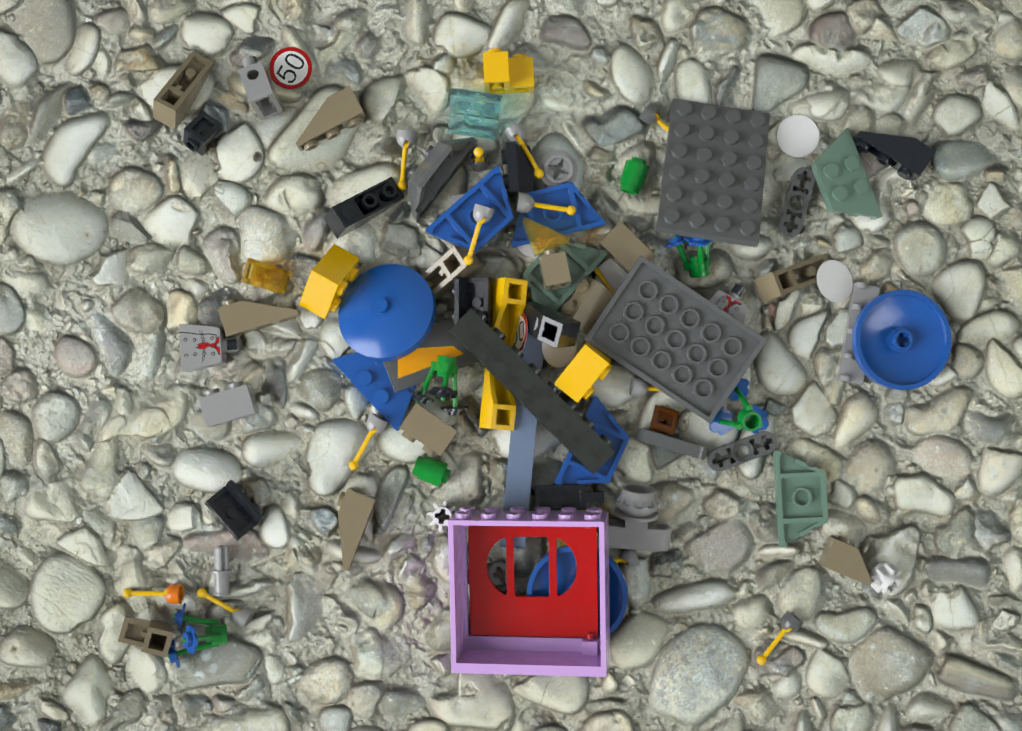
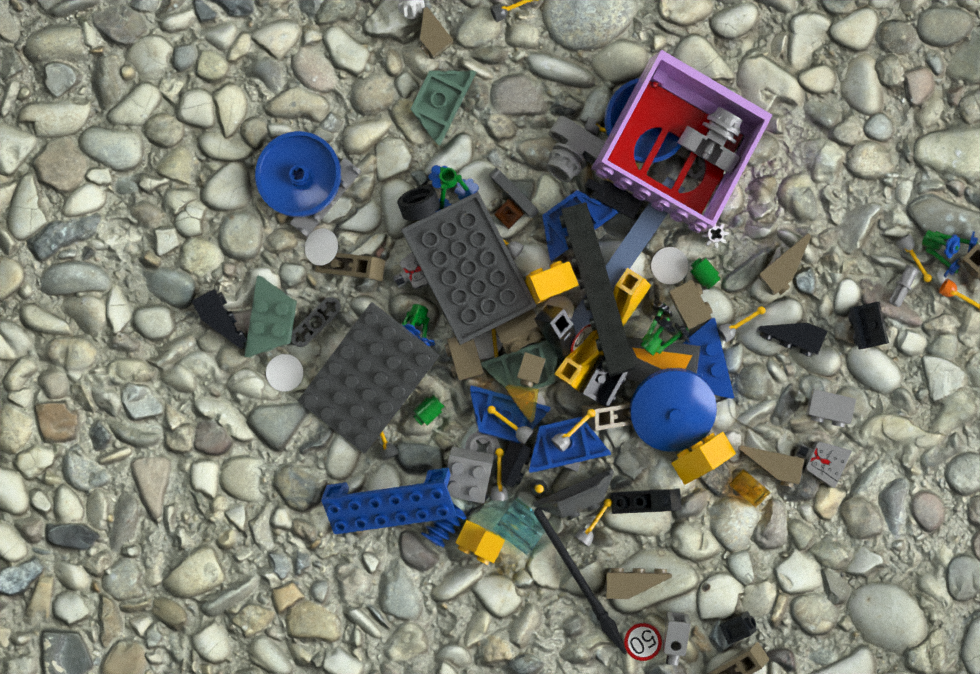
camera: 145 degrees left, 0 degrees up
(299, 461) = (799, 335): none -> black slope
(335, 65) = (607, 624): none -> black piece
(471, 459) = (669, 265): none -> white sticker
(496, 630) = (721, 128): none -> light grey beam
(551, 71) = (442, 527): none -> blue piece
(558, 132) = (469, 474): none -> light grey brick
(618, 55) = (389, 506): none -> blue bracket
(761, 451) = (480, 155): dark grey beam -> none
(763, 378) = (418, 203): none -> black tyre

